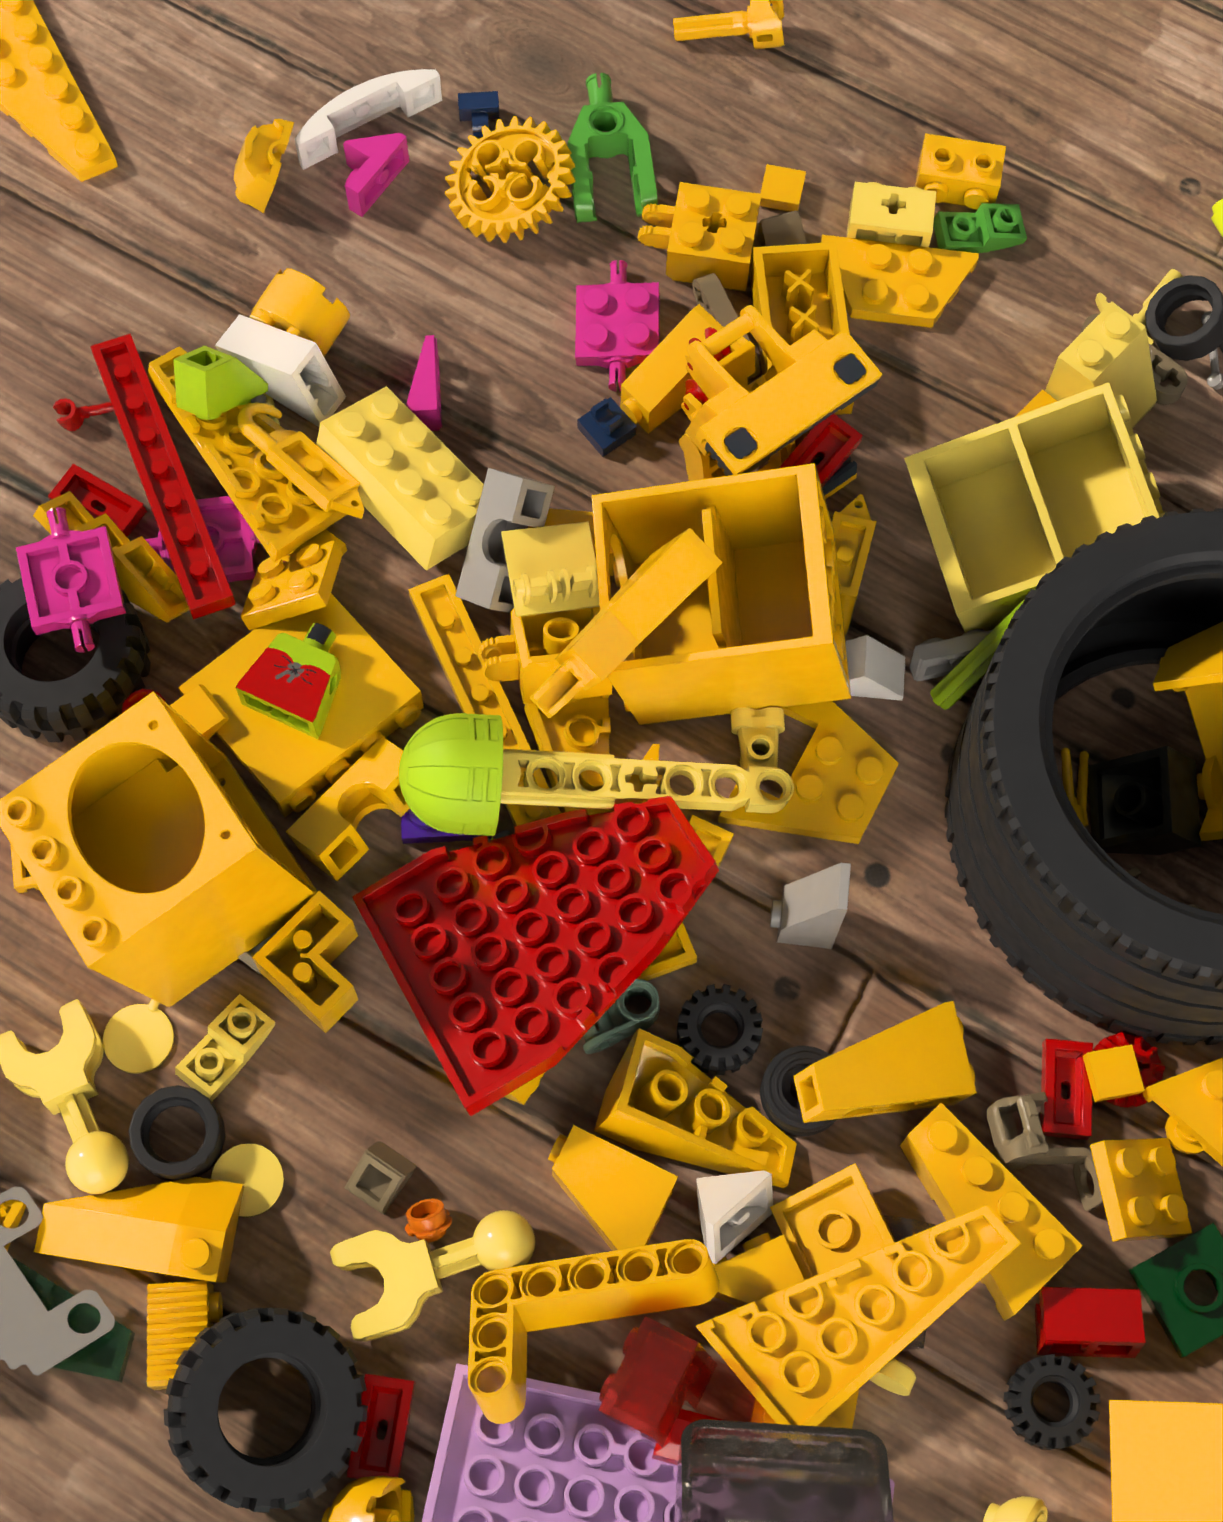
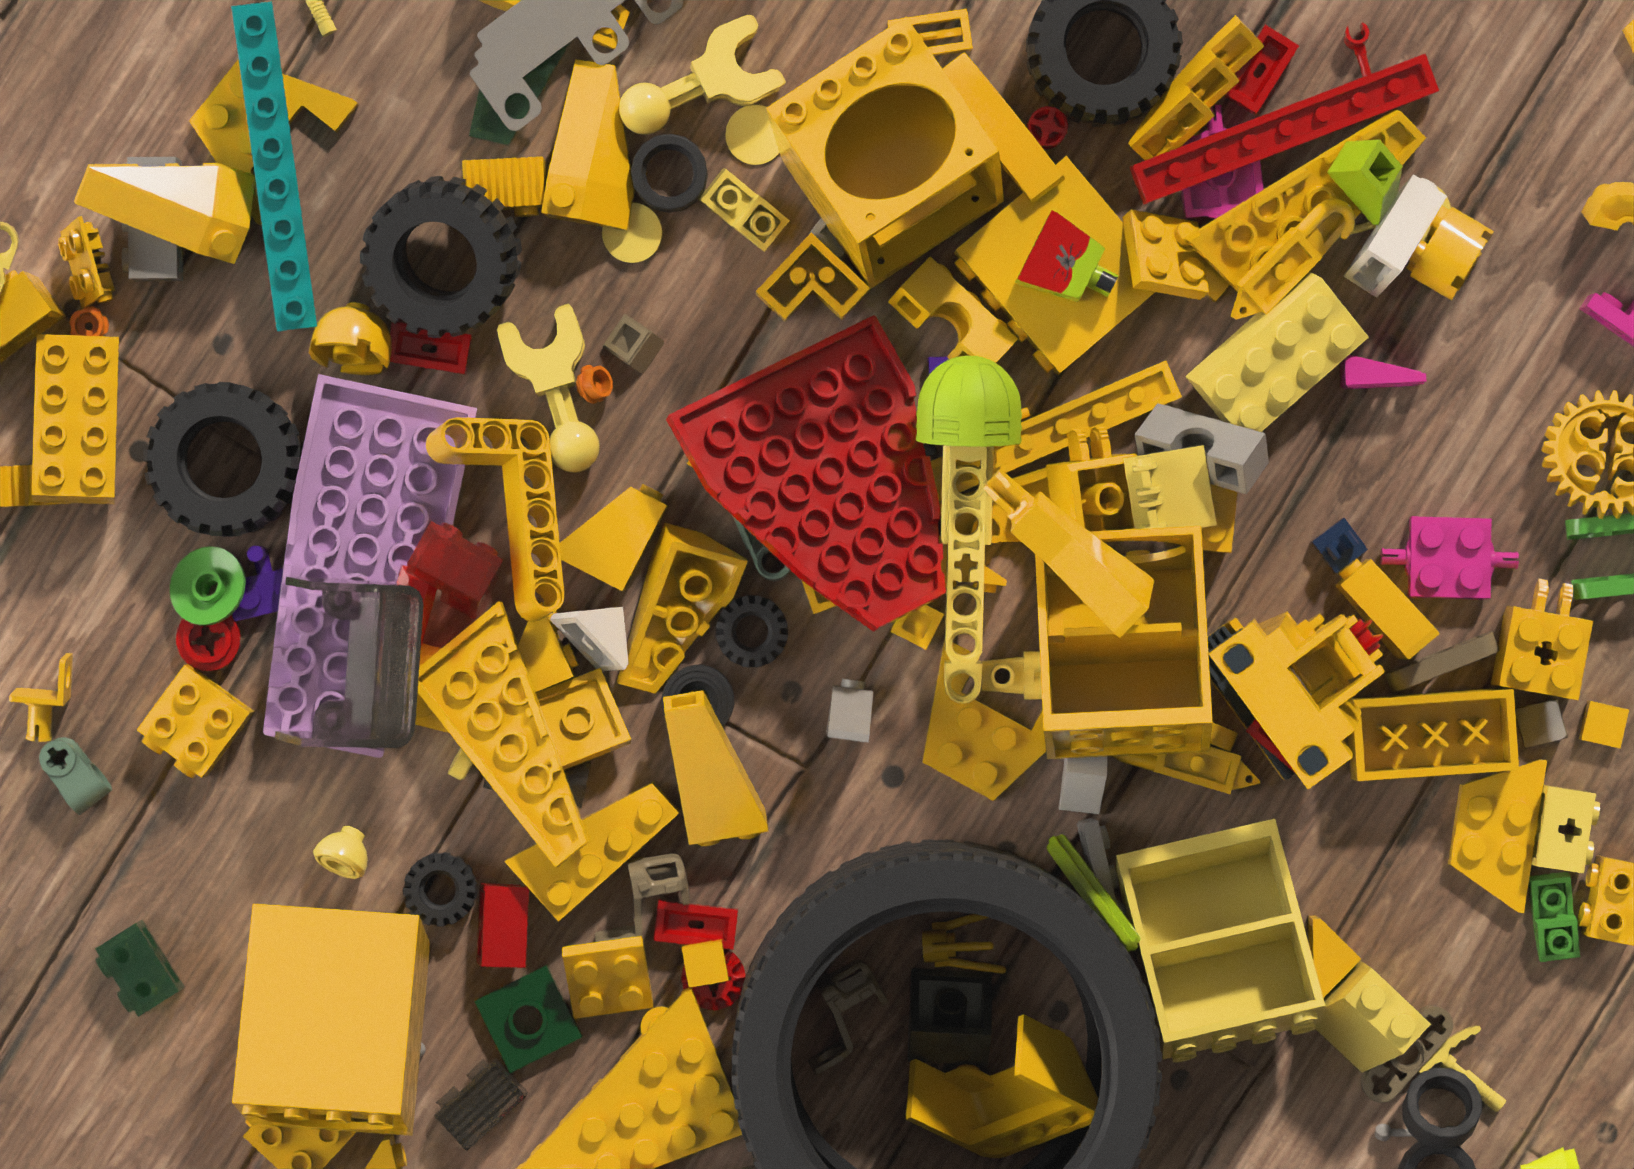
camera: 90 degrees right, 20 degrees up
(70, 580) = (1155, 58): dark pink plate -> none

